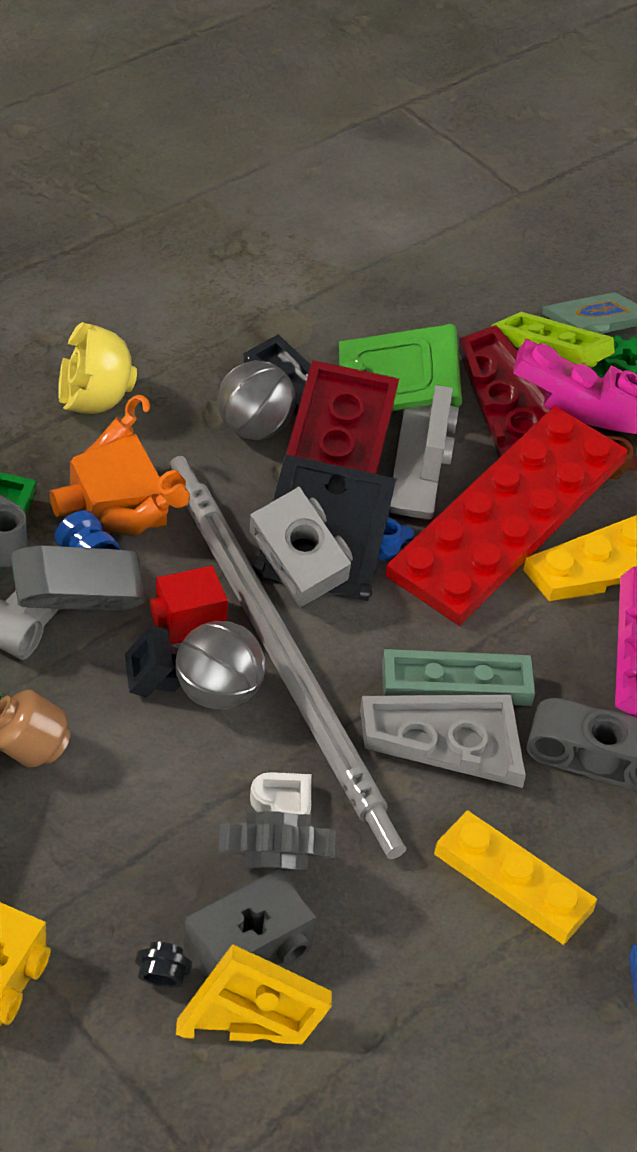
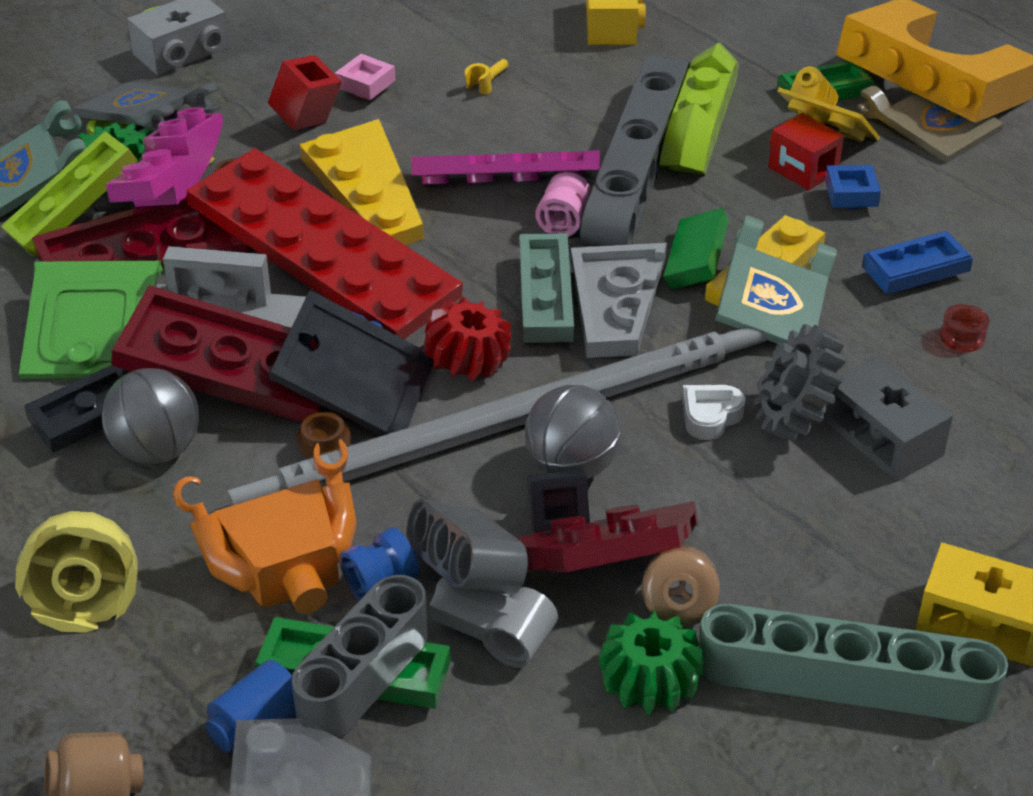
camera: 85 degrees left, 5 degrees down
(91, 685) = (619, 537): none -> dark red wing
(163, 965) = (939, 477): black plate -> none
(188, 601) = (471, 470): red brick -> none
(239, 514) = (322, 429): none -> reddish brown plate
(255, 1001) = (965, 402): yellow wing -> none
(303, 573) = (395, 375): light grey brick -> none
(364, 606) = (467, 339): none -> red gear
(406, 1065) = (964, 328): none -> clear red bush
(446, 861) = (771, 292): none -> sand green flag
(521, 1018) = (917, 262): none -> blue plate
(529, 809) = (696, 249): none -> green tile
(584, 689) = (563, 204): none -> bright pink wheel

